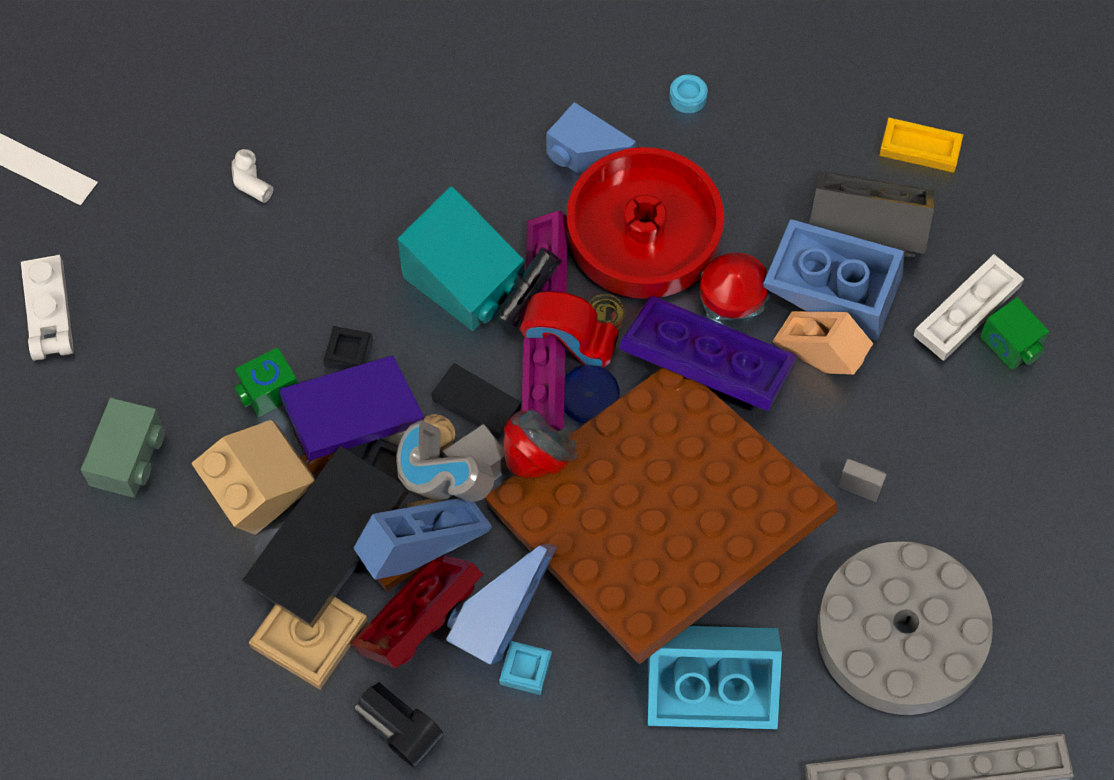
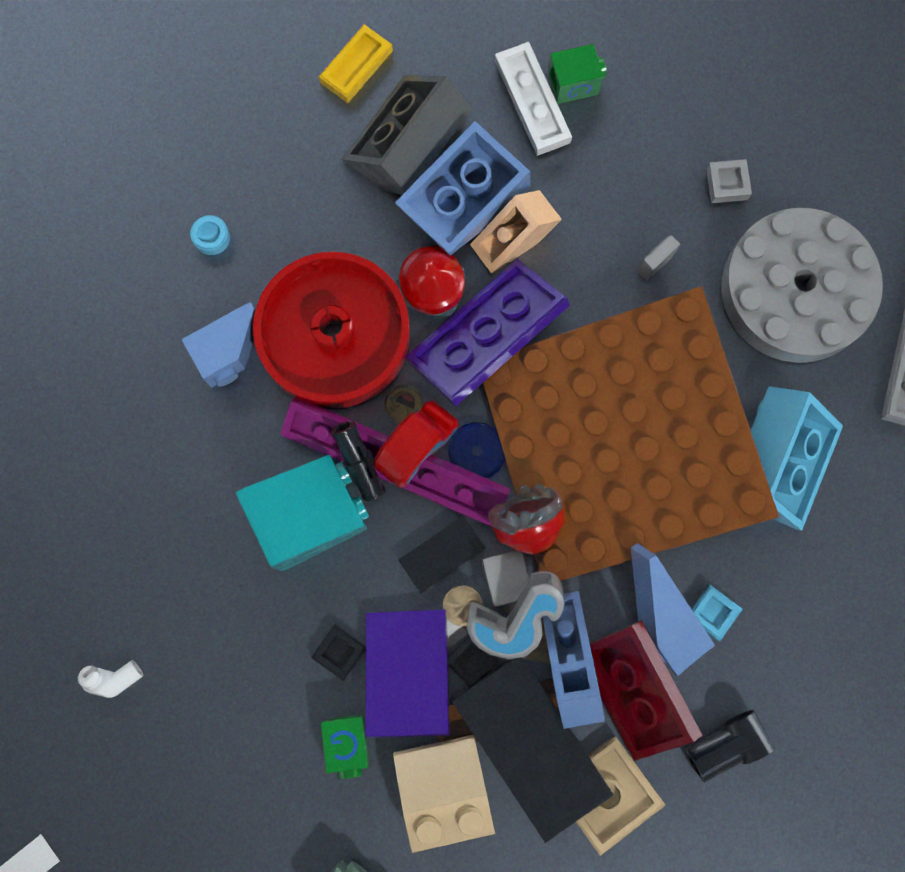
camera: 70 degrees left, 15 degrees up
(981, 519) = (728, 181): none -> light grey plate

